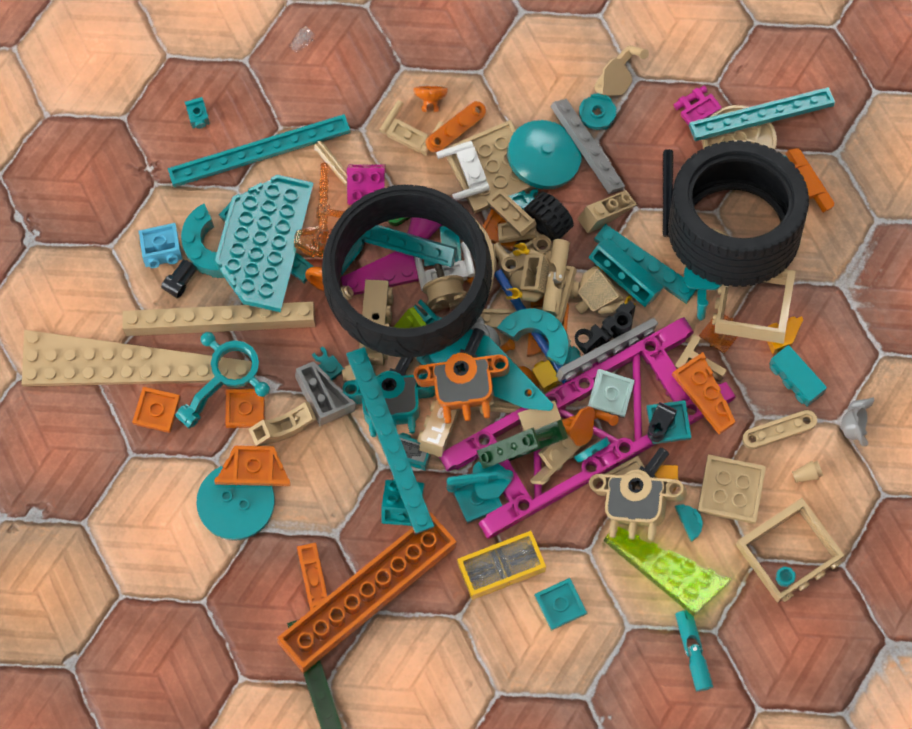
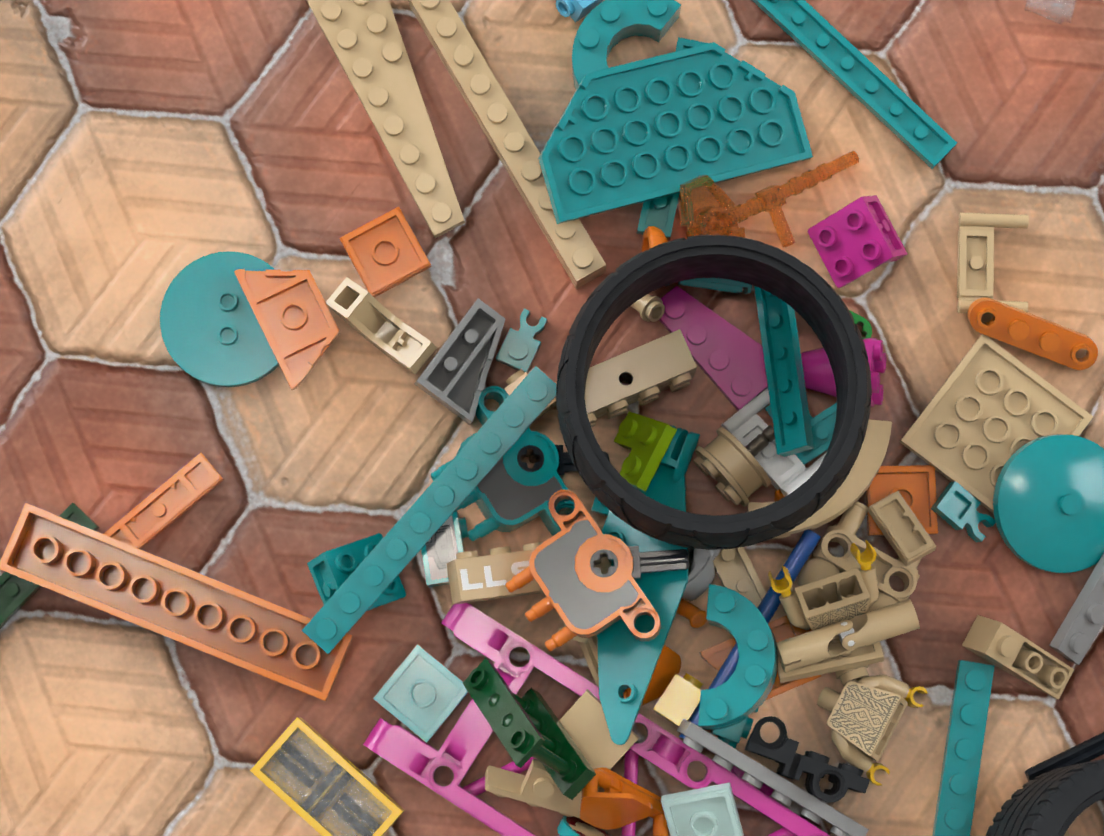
camera: 60 degrees right, 10 degrees up
(156, 409) = (311, 118): orange plate -> none
(176, 283) = (532, 34): black piece -> none
(190, 414) = (328, 172): teal piece -> none
(332, 162) = (866, 165): tan axle -> none
(430, 95) = (1065, 263): orange hair -> none
(471, 168) = (971, 396): white plate -> none
(488, 482) = (446, 700): teal piece -> none
(511, 212) = (925, 503): tan plate -> none
(550, 216) = (952, 570): black tyre -> none
(626, 272) = (924, 744): teal brick -> none

